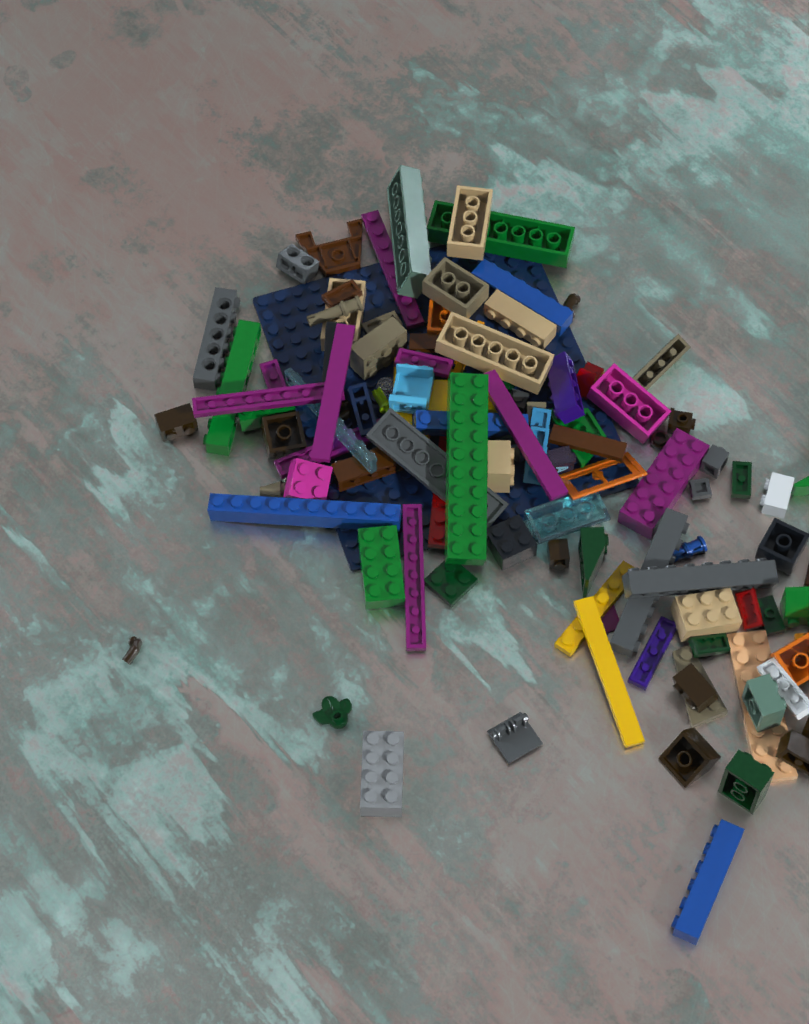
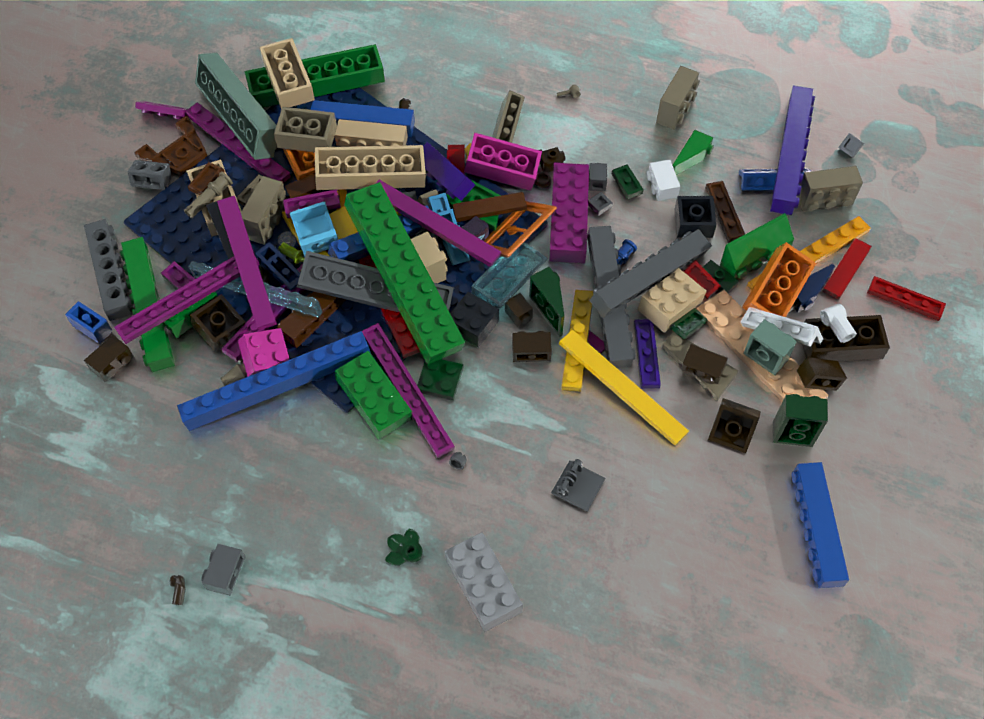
camera: 30 degrees left, 0 degrees up
(175, 381) = (89, 322): none -> blue brick
(176, 652) = (223, 569): none -> dark grey brick
(342, 201) = (163, 110): none -> magenta plate
(422, 662) = (458, 460): none -> dark grey hinge
(548, 593) = (531, 346): none -> dark brown brick
(748, 360) = (574, 90): none -> dark tan hand

